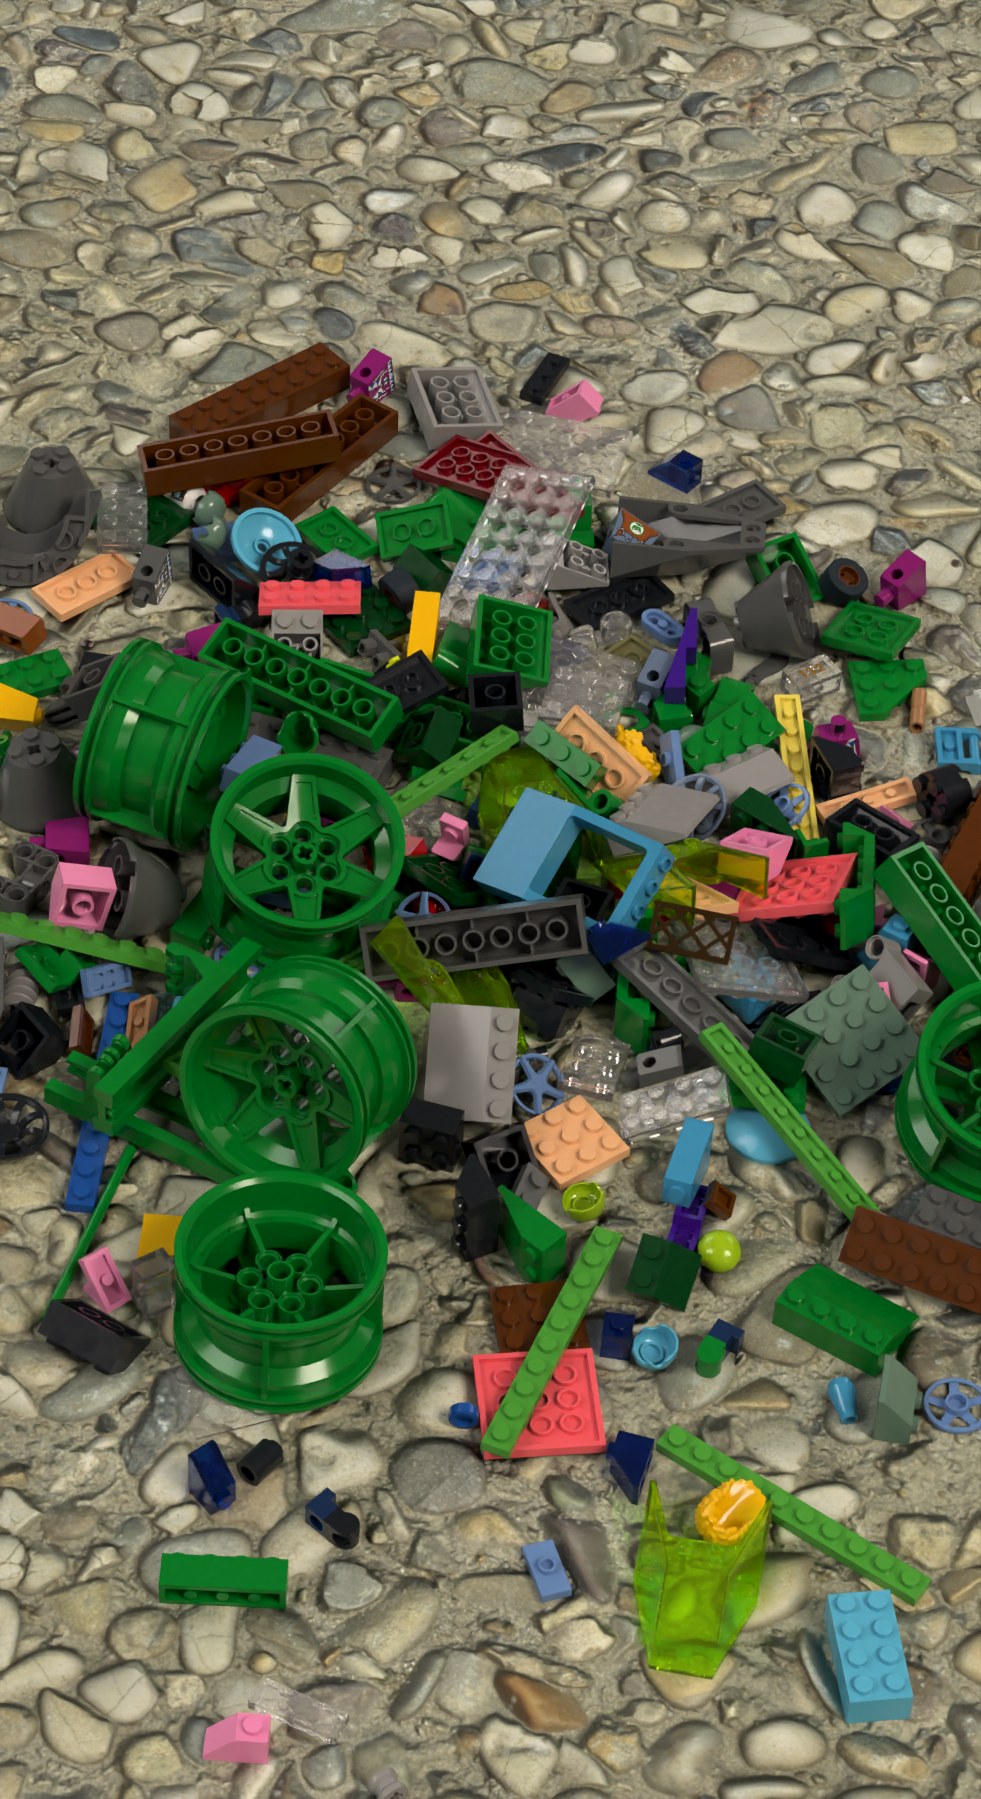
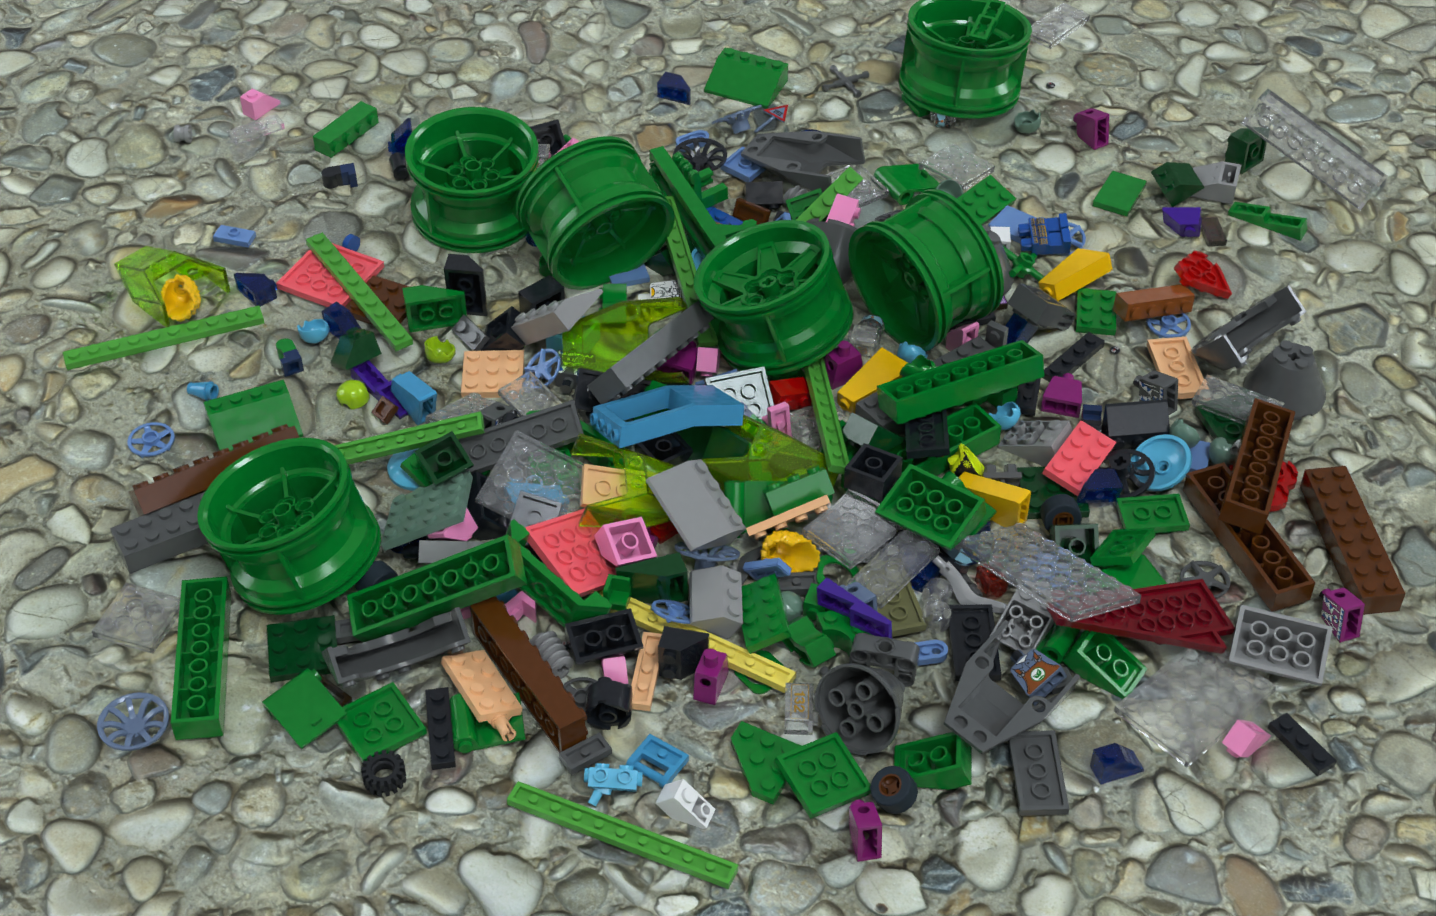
camera: 125 degrees right, 0 degrees up
(249, 754) = (901, 333): medium blue brick -> none
(615, 939) = (584, 400): clear blue slope -> none
(702, 953) = (572, 429): dark brown window -> none
(868, 1656) = (52, 313): medium azure brick -> none
(896, 1404) = (172, 399): sand green slope -> none
(917, 712) = (722, 765): medium nougat piece -> none

